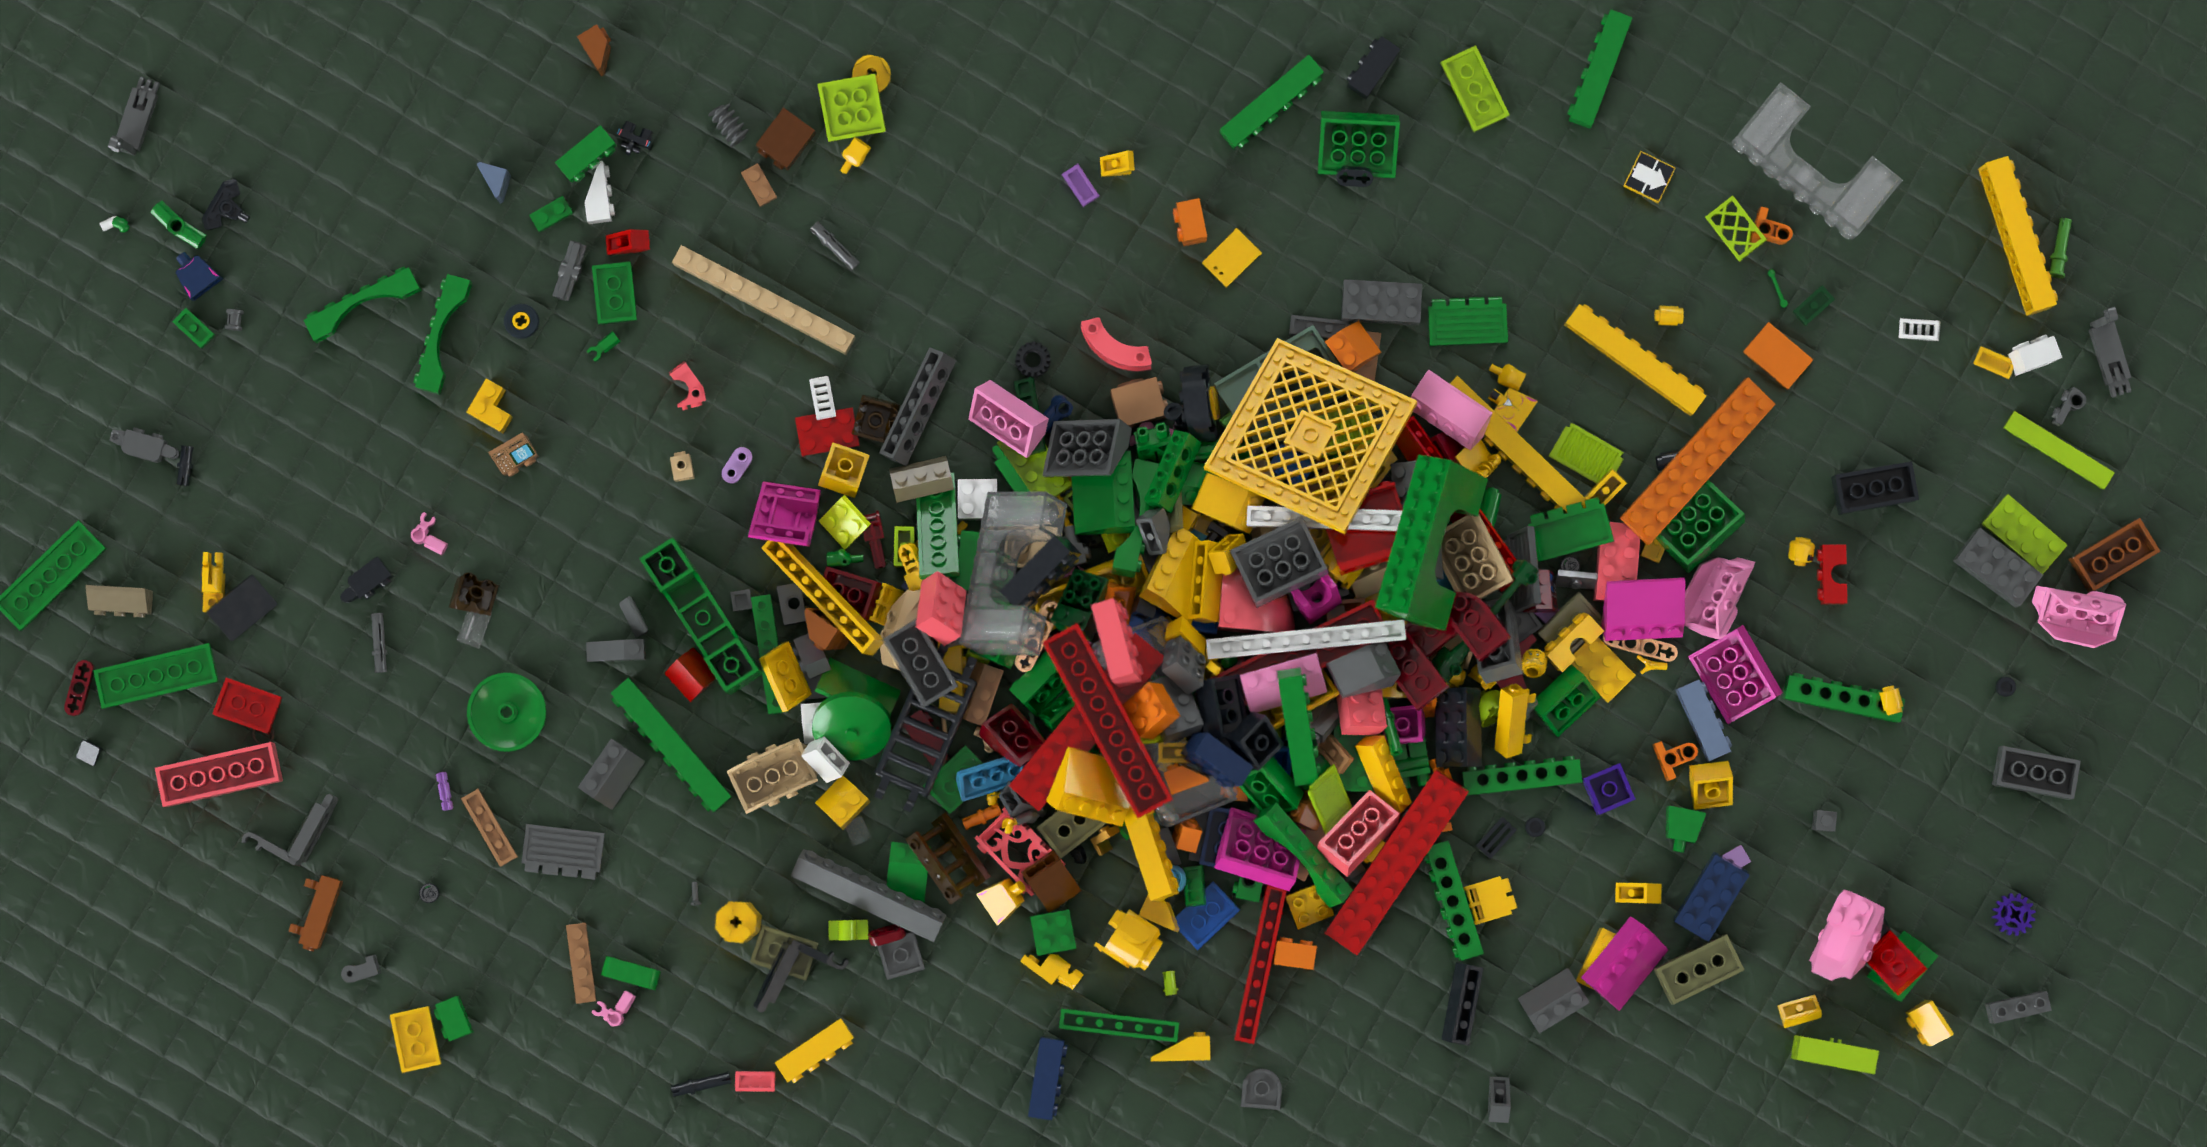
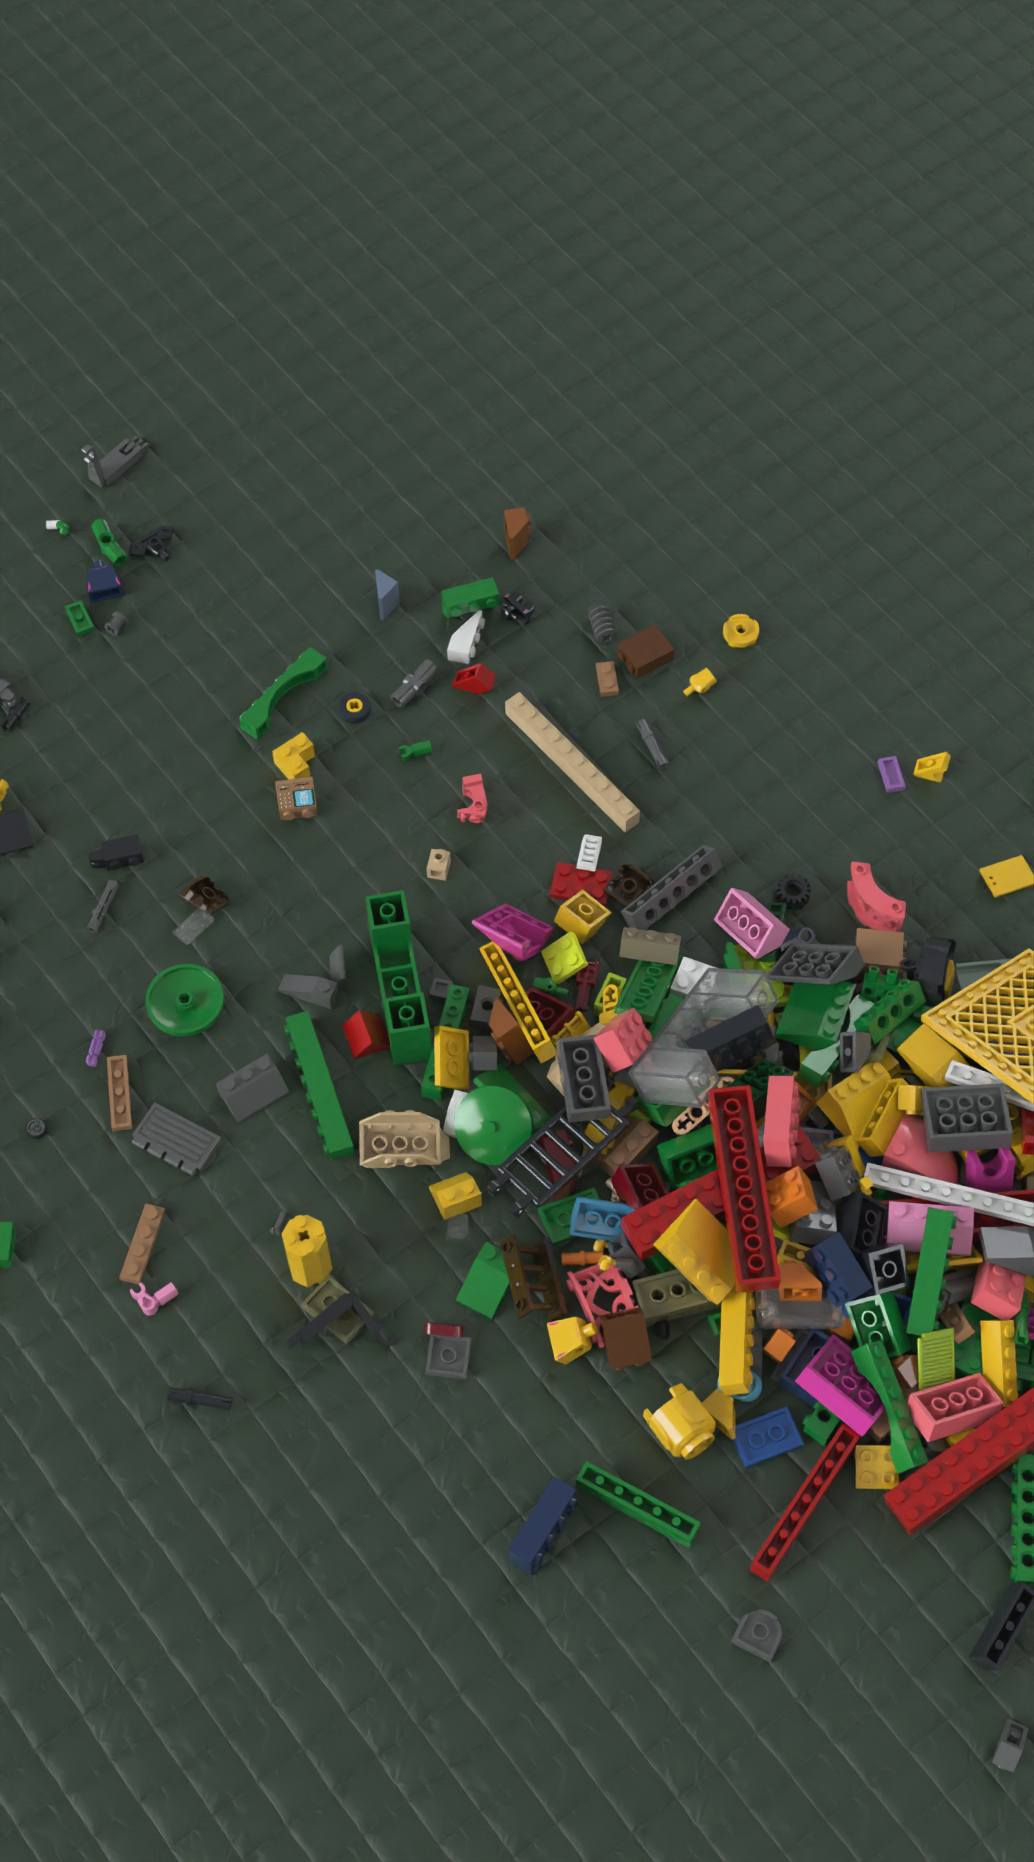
camera: 30 degrees right, 25 degrees down
(325, 323) = (193, 649): green arch -> none
(419, 536) = (184, 838): bright pink bar -> none
(551, 214) = (419, 640): green plate -> none
(614, 293) = (444, 713): green plate -> none
(630, 973) = (184, 1269): green beam -> none
(737, 465) = (489, 882): lavender plate -> none
(755, 1081) = (253, 1416): coral plate -> none
(814, 1050) = (324, 1410): yellow brick -> none
(825, 759) = (456, 1146): white brick -> none
(848, 930) = (408, 1310): lime tile -> none
(851, 107) = (713, 645): lime plate -> none
(868, 895) = (442, 1285): dark grey brick -> none
(1053, 932) = (607, 1390): green brick -> none
(1053, 968) = (592, 1426): yellow plate -> none
(1101, 841) = (692, 1320): pearl gold bracket -> none
(1169, 983) = (705, 1486): lime pin -> none
(1188, 1049) = (699, 1559): yellow slope -> none
(1191, 222) = (981, 829): orange brick -> none
(1195, 886) = (766, 1403): green plate -> none
(1294, 954) = (844, 1504): orange brick -> none

